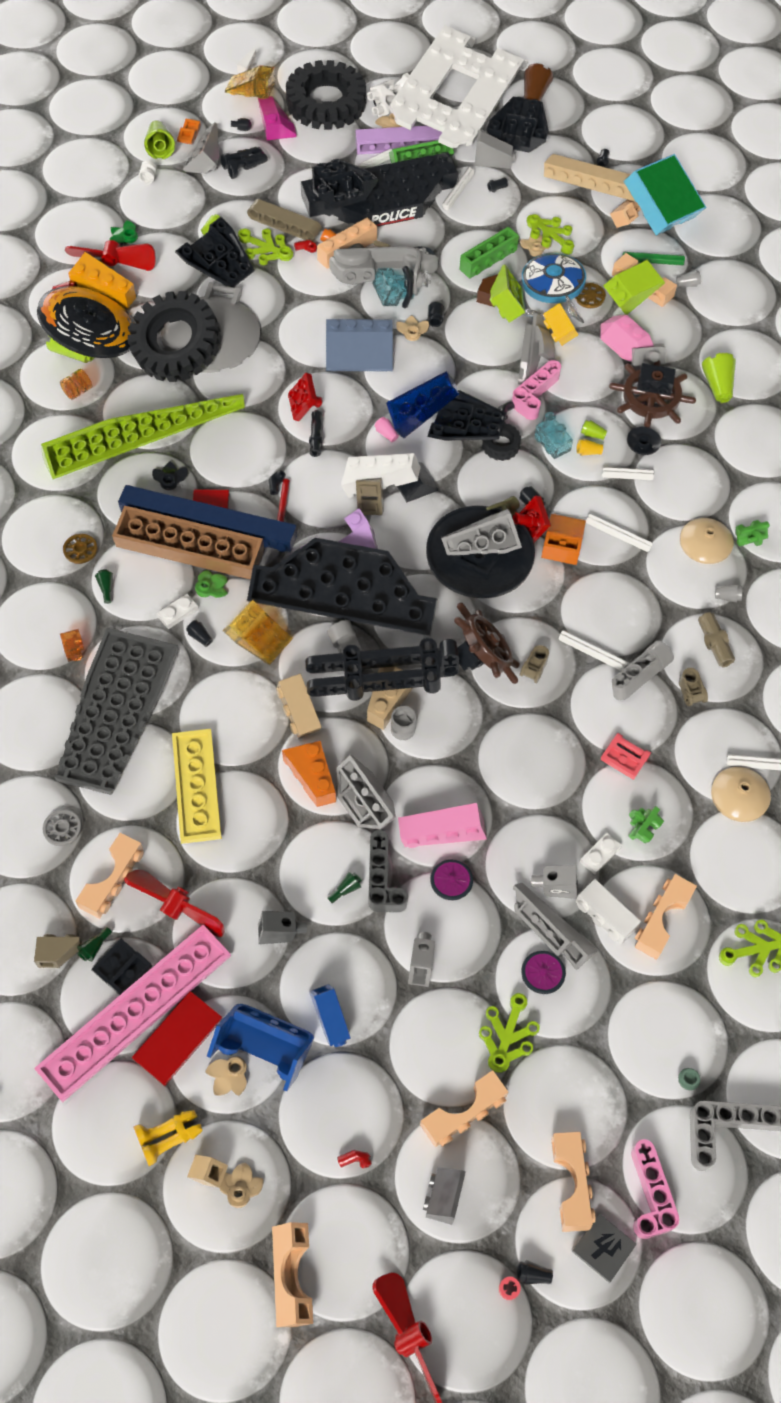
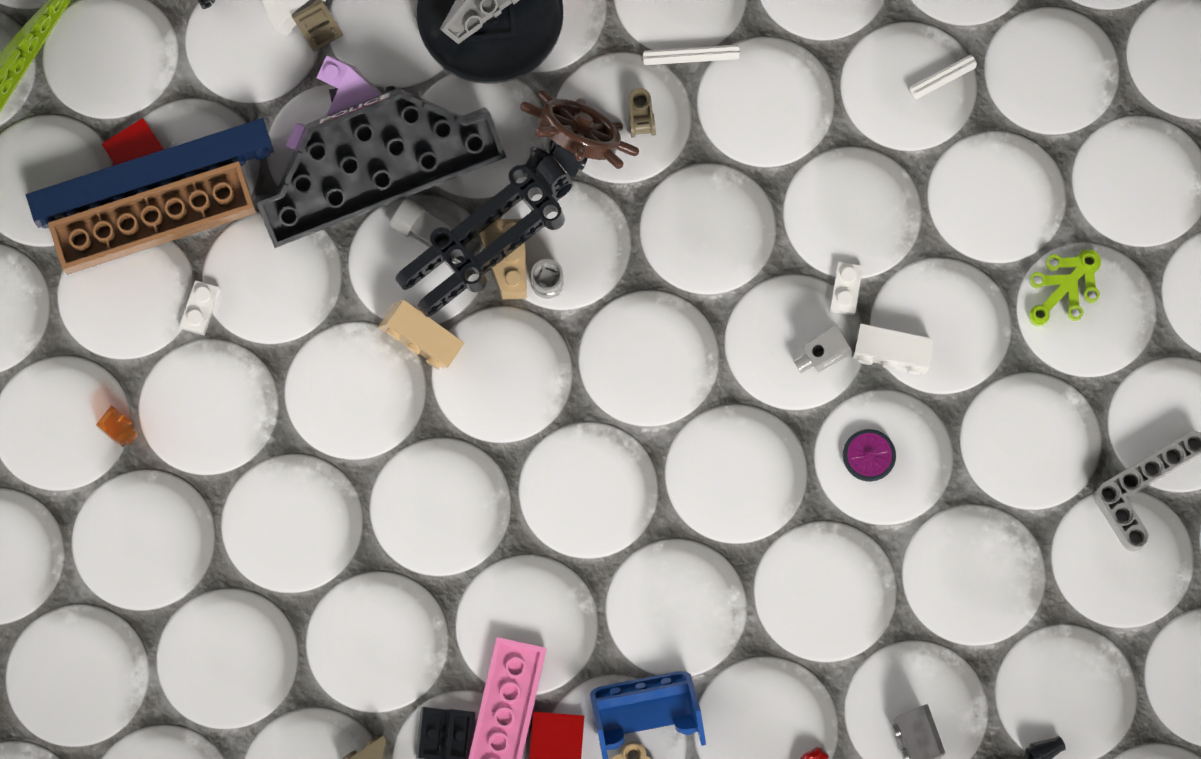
camera: 30 degrees left, 15 degrees up
(61, 827) = (268, 635): light grey wheel -> none
(80, 548) = (27, 304): pearl gold wheel -> none
(90, 948) = (399, 739): dark green cone -> none
(97, 897) = (365, 683): light nougat arch -> none
(104, 579) = (91, 327): dark green cone -> none
(114, 708) = (220, 466): dark grey wing -> none
(169, 476) = (57, 141): black plate -> none
(174, 900) = (449, 633): red piece -> none
(196, 786) = (376, 495): light yellow plate -> none
(198, 632) = (246, 319): black cone -> none
(211, 585) = (214, 248): bright green plate -> none
(257, 633) = (310, 276): clear yellow slope -> none
(275, 480) = (187, 71): black arm -> none
(279, 927) = (570, 592): dark grey torso -> none
(283, 500) = (216, 91): red bar -> none
(312, 771) = (489, 398): orange wedge -> none
(330, 1015) = (689, 640): blue slope -> none
(349, 884) = (613, 495): dark green cone -> none
(363, 795) = (563, 389): light grey wedge -> none
(381, 871) = (638, 458): dark grey beam -> none
(421, 960) = (743, 524): light grey torso -> none
(442, 1125) = (893, 613): light nougat arch -> none
(443, 826) = (667, 370): bright pink wedge -> none
(451, 879) = (714, 419): magenta wheel -> none
(507, 1036) = (875, 543): lime plant -> none
(551, 927) = (847, 402): light grey wedge -> none
(576, 1210) = (1006, 617): light nougat arch -> none
(604, 1248) = (1093, 683): dark grey tile -> none
(623, 760) = (804, 167): coral plate -> none
(641, 670) = (764, 22): light grey beam -> none
(642, 821) = (868, 225): bright green hips -> none
(650, 1186) = (1102, 598): bright pink beam -> none
(654, 936) = (954, 345): light nougat arch -> none
(689, 1079) = (1075, 468): sand green plate -> none
(693, 690) = (828, 36): dark tan piece -> none
(739, 803) = (944, 138): tan dish -> none

